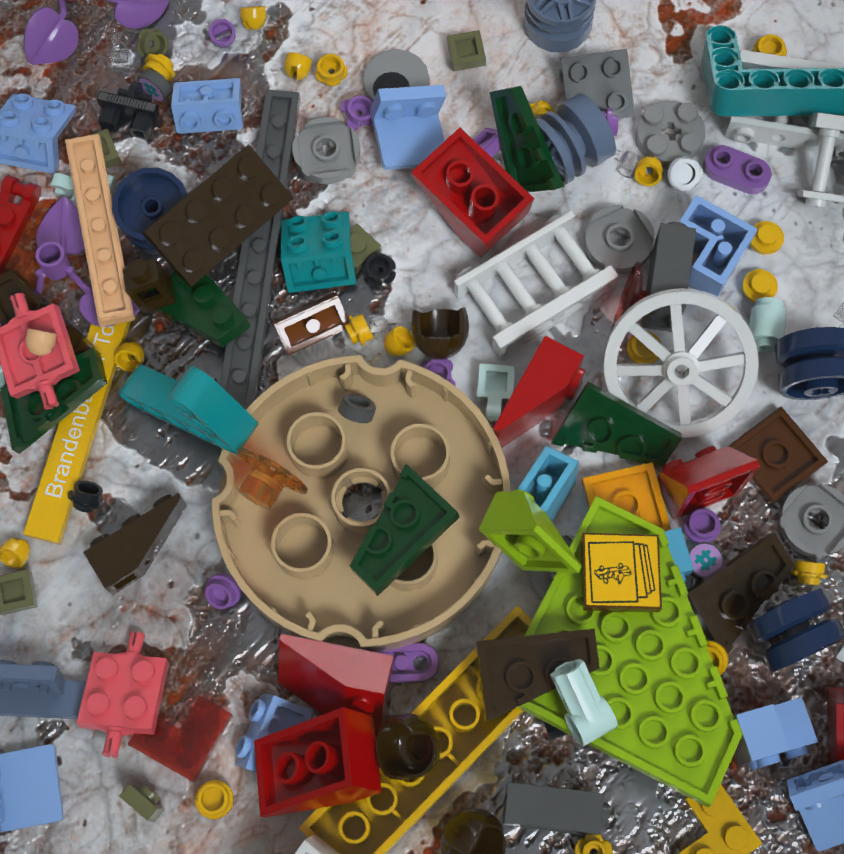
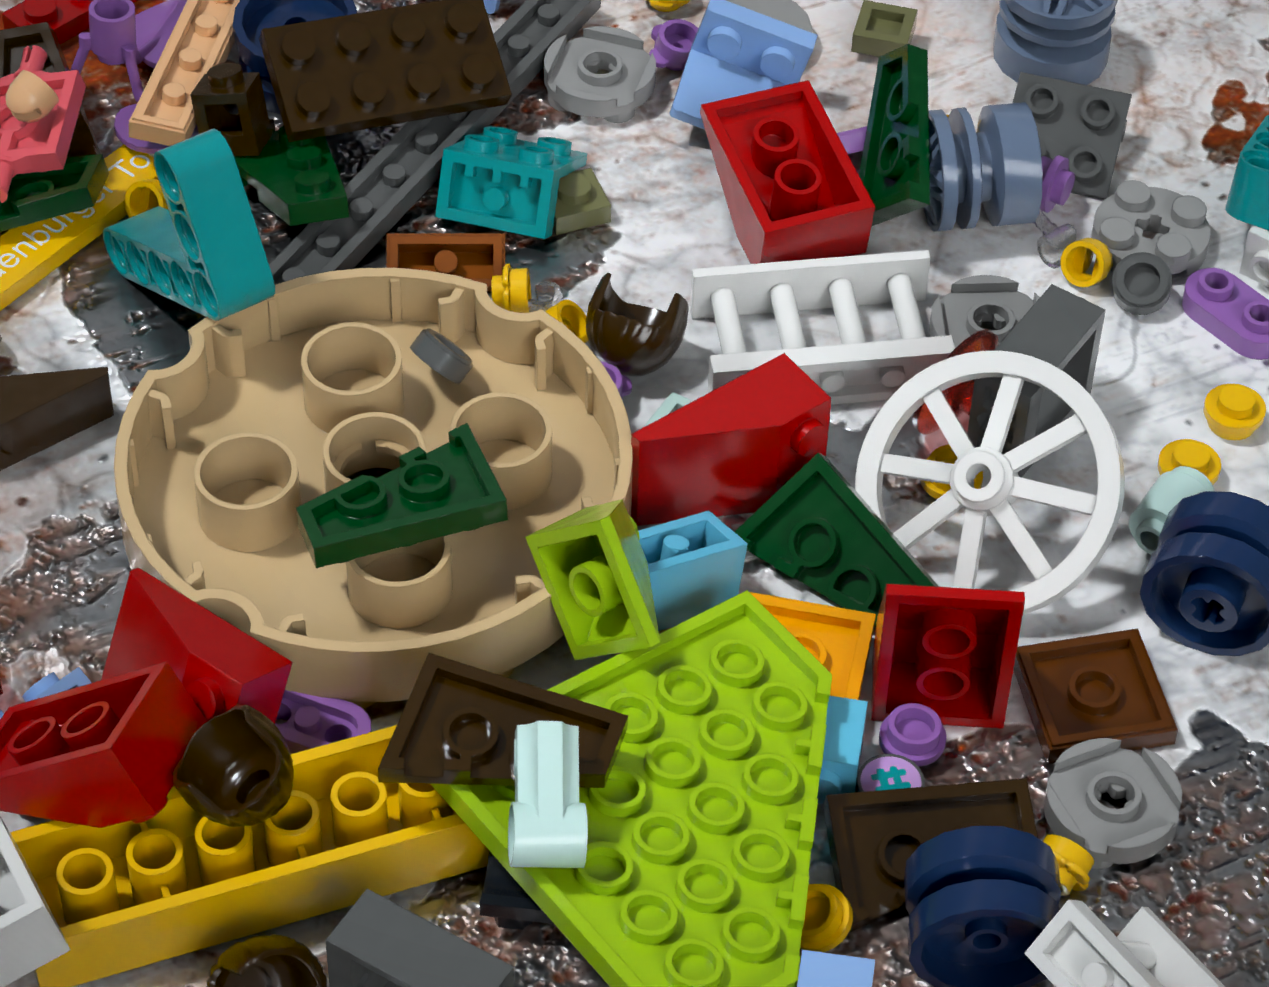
camera: 20 degrees right, 25 degrees down
(222, 591) = (92, 526): medium lavender plate -> none
(262, 484) = (238, 364): clear orange wheel -> none
(377, 261) = (590, 233): black plate -> none
(620, 572) = (722, 688): yellow tile -> none
(720, 242) = (1145, 371): light blue brick -> none

